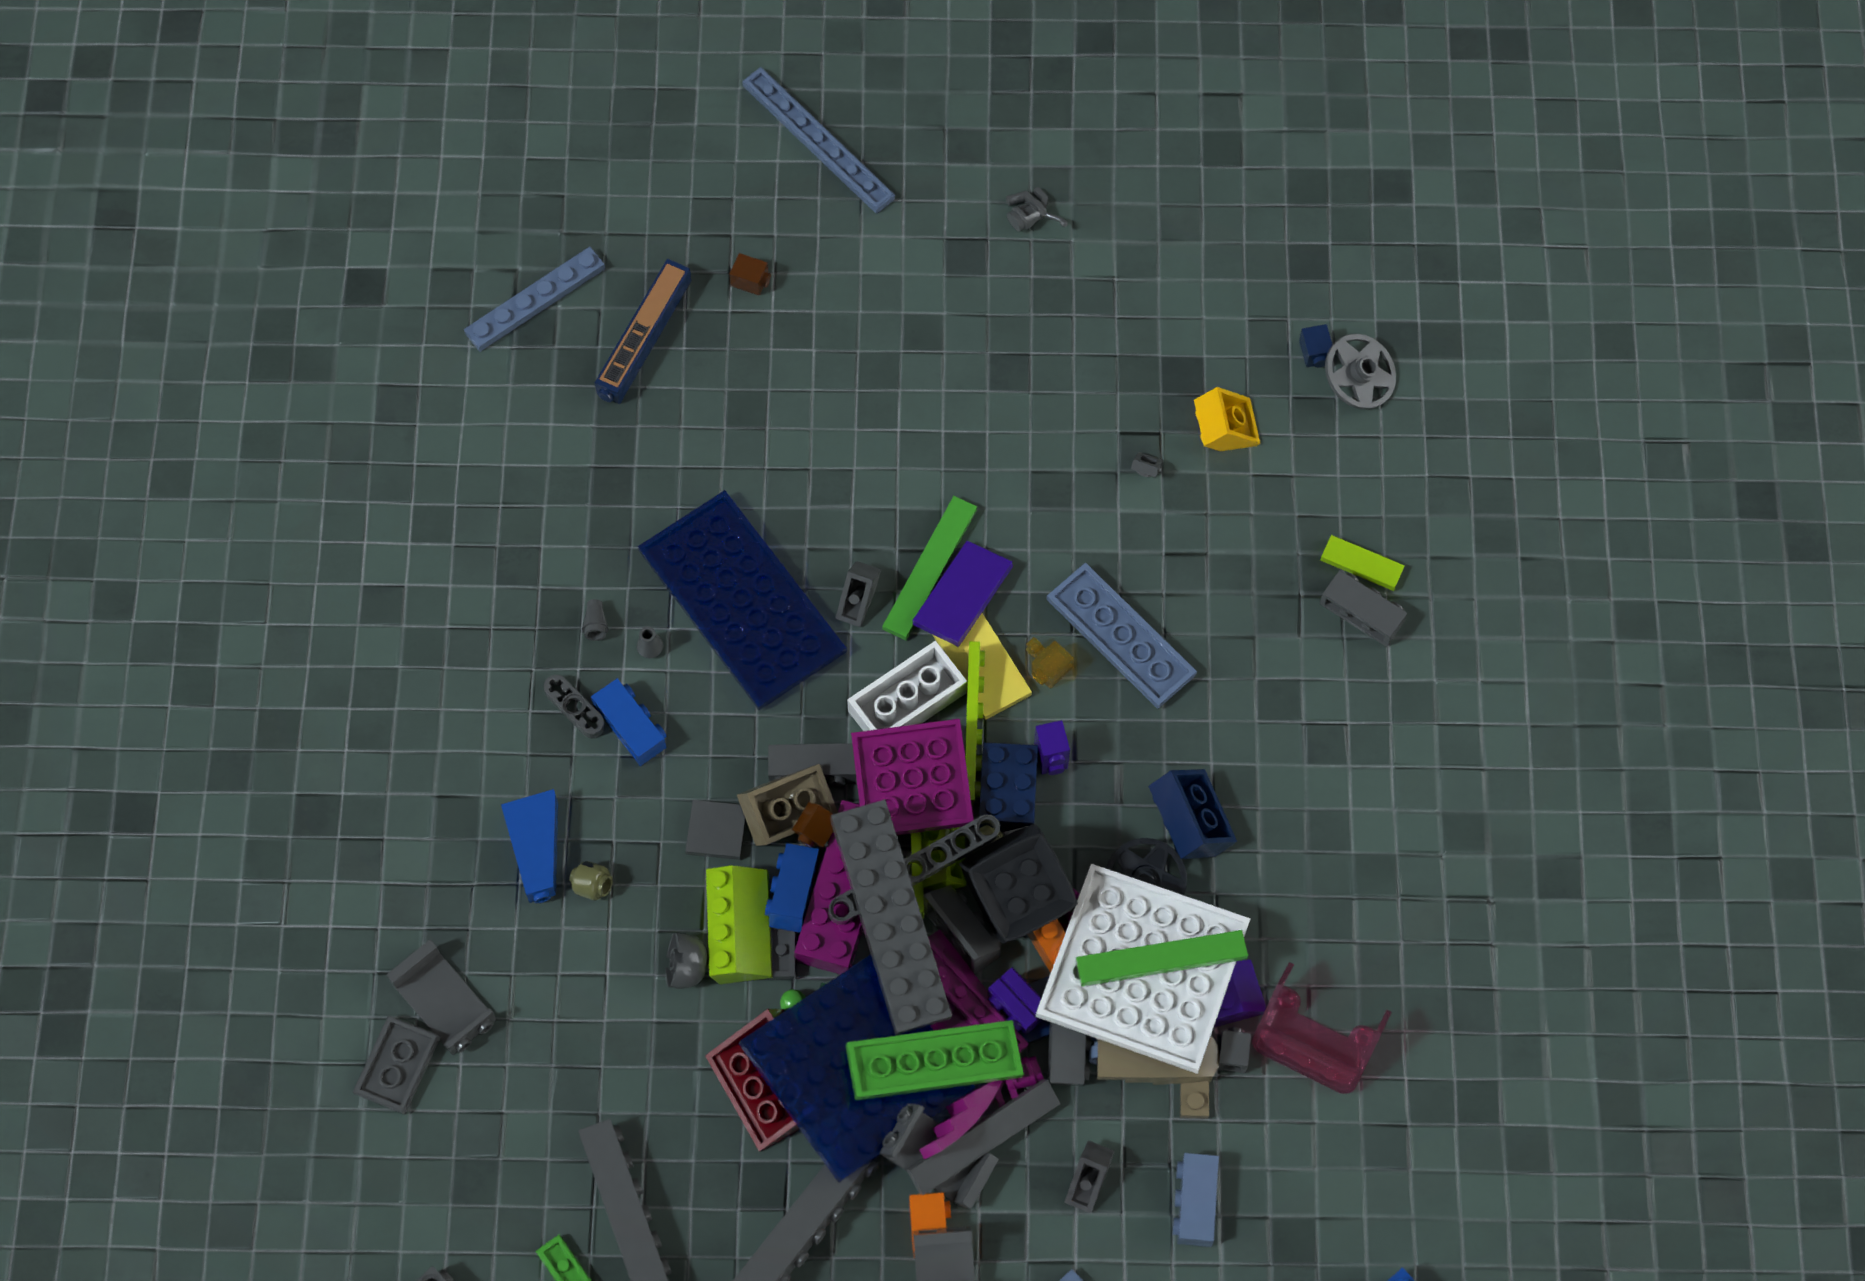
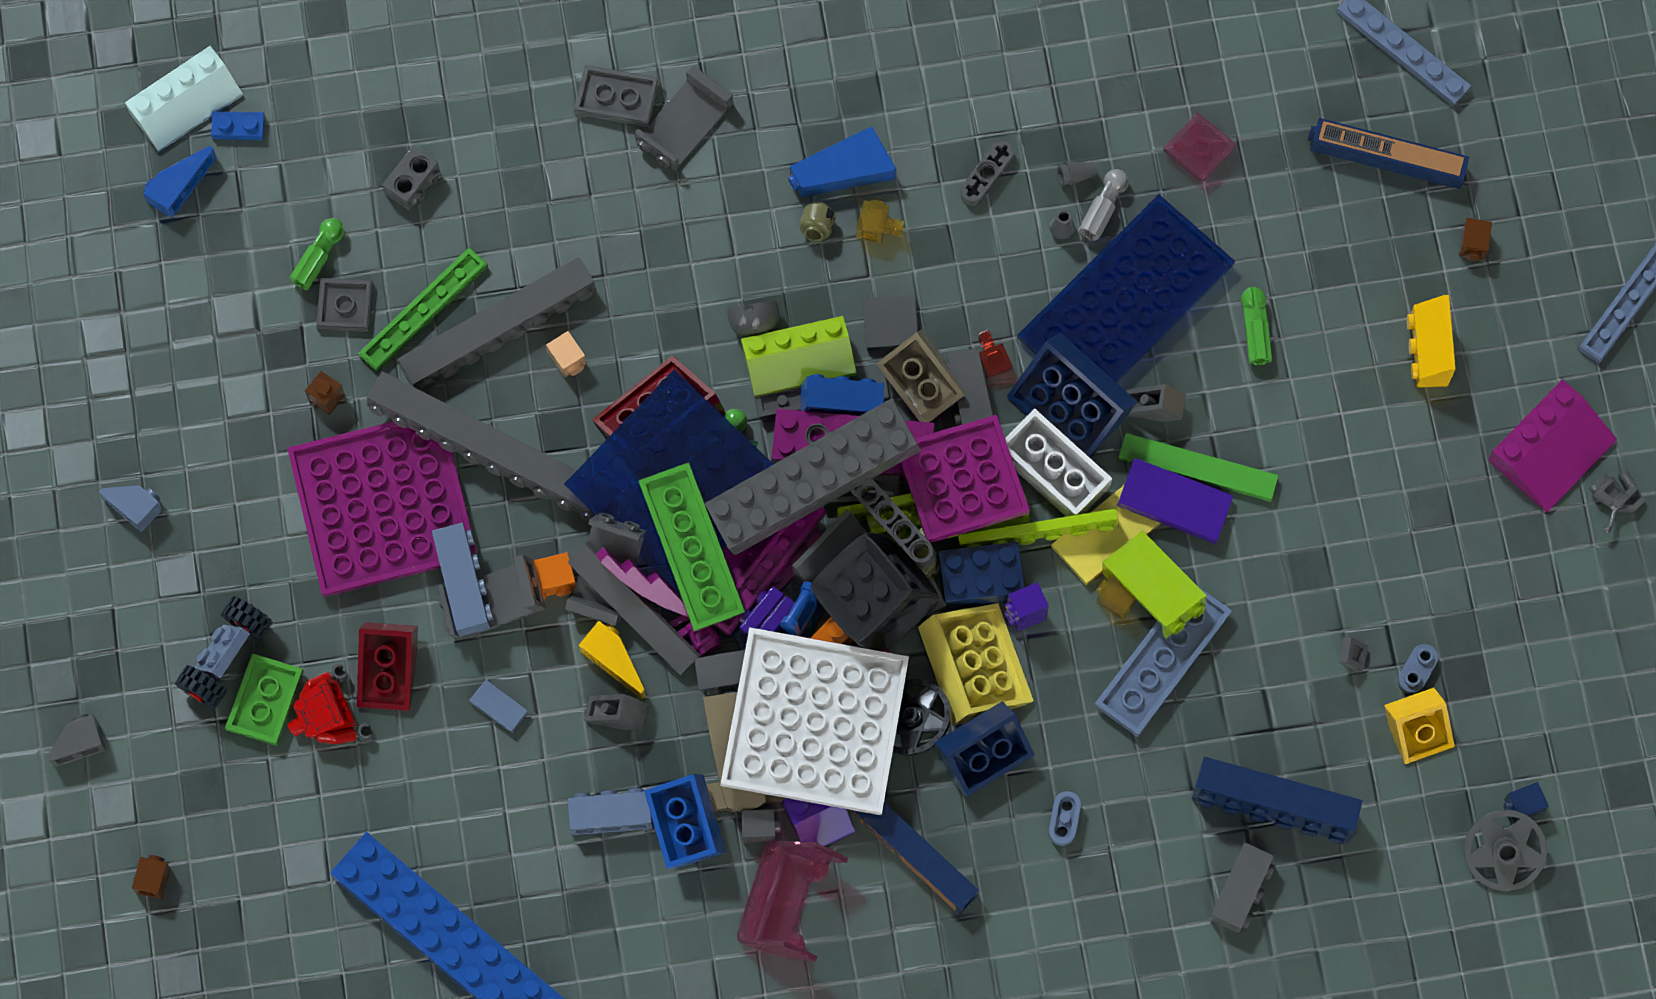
camera: 80 degrees right, 5 degrees up
(595, 500) = (1200, 147): none -> clear pink plate
(604, 823) = (875, 221): none -> clear yellow brick
(629, 721) = (980, 223): blue brick -> none
(638, 602) = (1102, 207): none -> light grey piece
(684, 1163) = (566, 355): none -> light nougat brick
(776, 733) = (993, 358): none -> clear red plate
(796, 484) = (1256, 326): none -> bright green piece
(814, 826) = (907, 401): reddish brown brick -> none
(837, 664) = (1072, 394): none -> dark blue slope
(849, 329) = (1431, 342): none -> yellow slope
(970, 253) = (1553, 446): none -> magenta slope
(1026, 1170) = (607, 651): none -> yellow slope
(1035, 972) = (804, 614): none -> blue plate
(1047, 623) = (1156, 583): none -> lime panel
(1097, 810) = (974, 661): none -> light yellow slope
(1161, 958) = (824, 733): bright green tile -> none
(1167, 414) = (1417, 667): none -> sand blue plate
(1223, 1120) = (685, 821): none -> blue brick
(1270, 754) = (1064, 819): none -> sand blue plate
(1286, 557) = (1276, 800): none -> dark blue brick
(1295, 895) = (919, 857): none -> dark blue brick
(1362, 563) = (1293, 882): lime tile -> none

